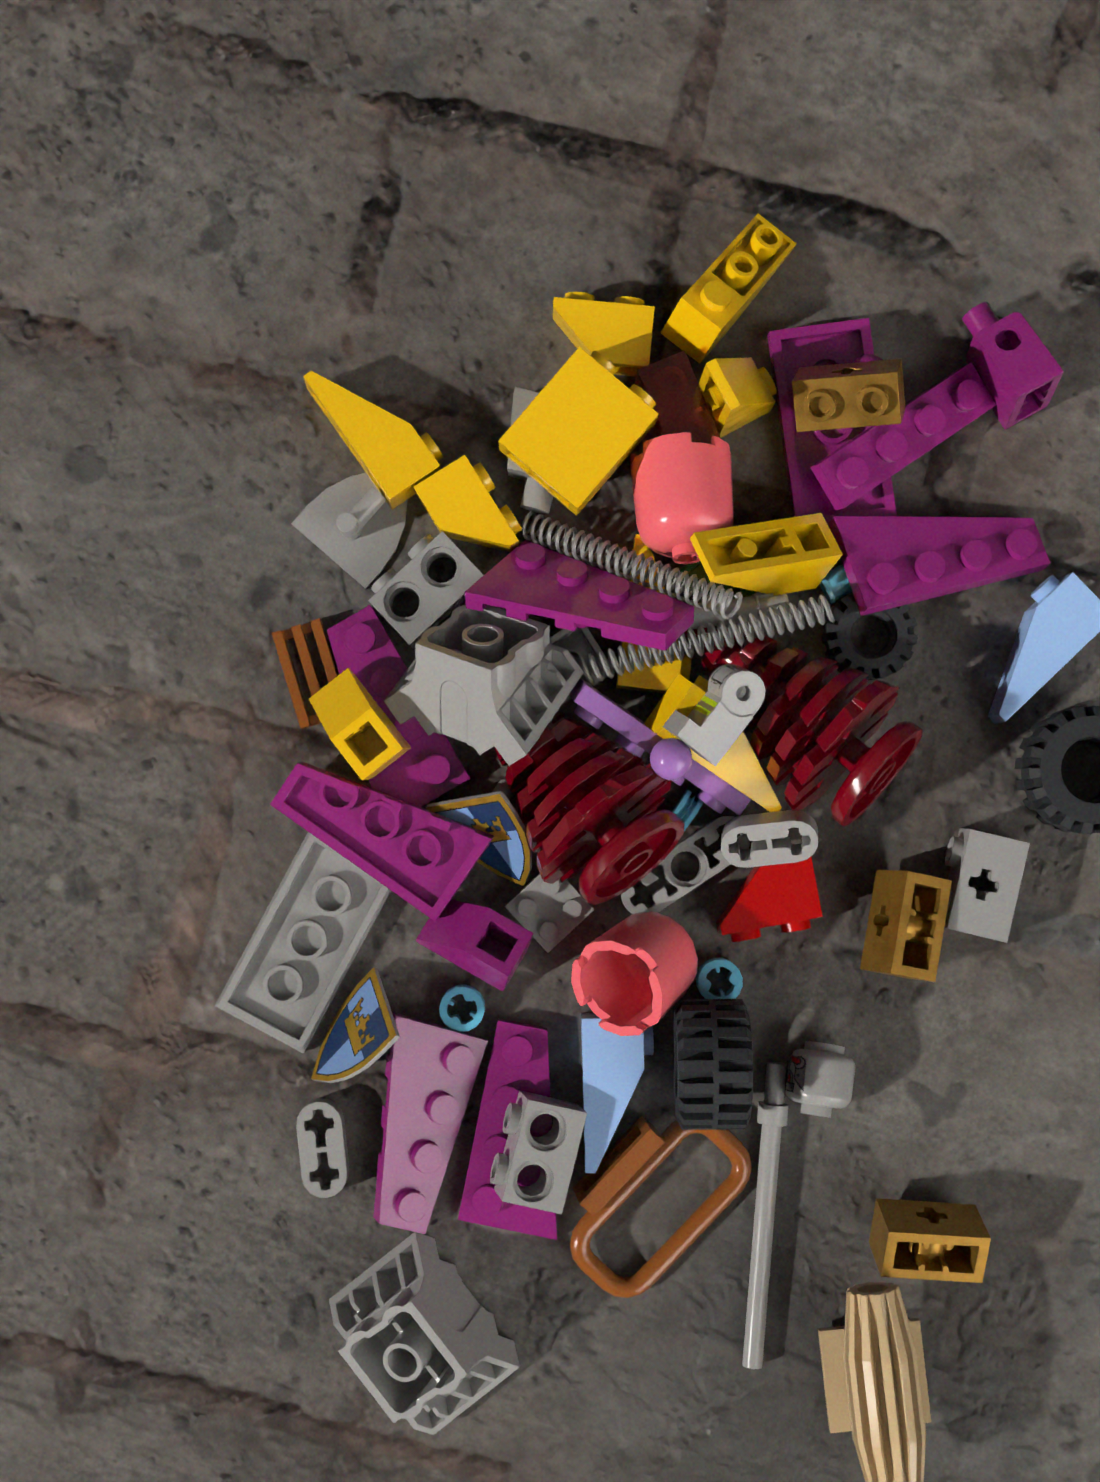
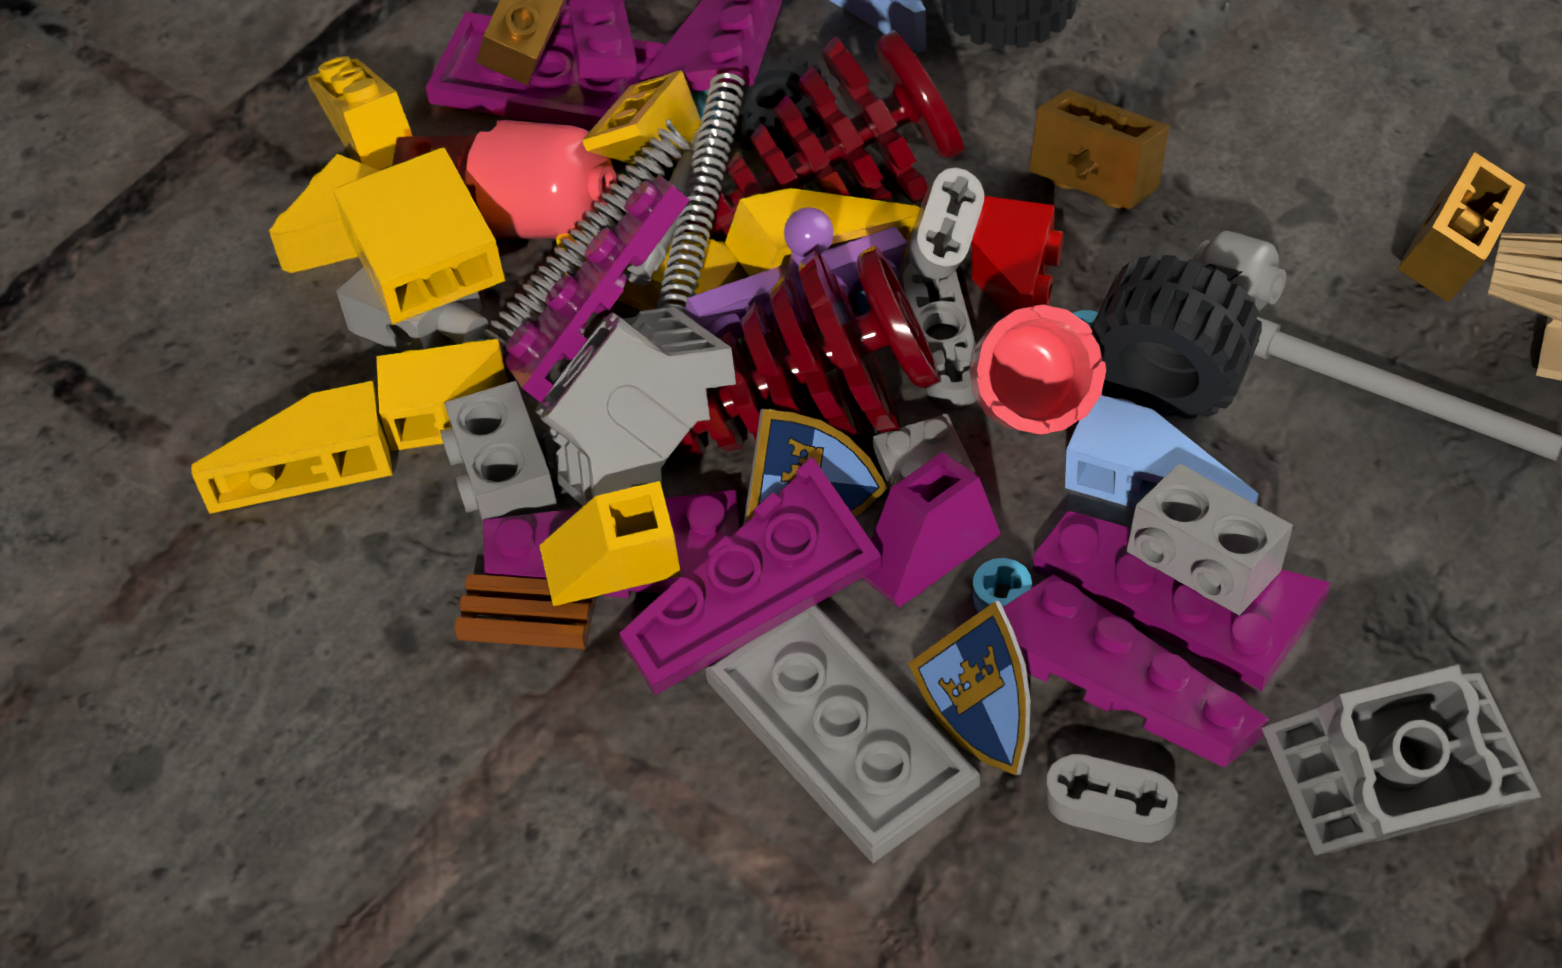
camera: 60 degrees left, 35 degrees down
(354, 527) = (387, 517): light grey shield -> none
(619, 1176) = (1257, 462): dark orange bar -> none
(721, 714) = (781, 176): light grey leg -> none
(736, 392) = (460, 91): yellow slope -> none
(995, 860) = (1088, 68): light grey brick -> none

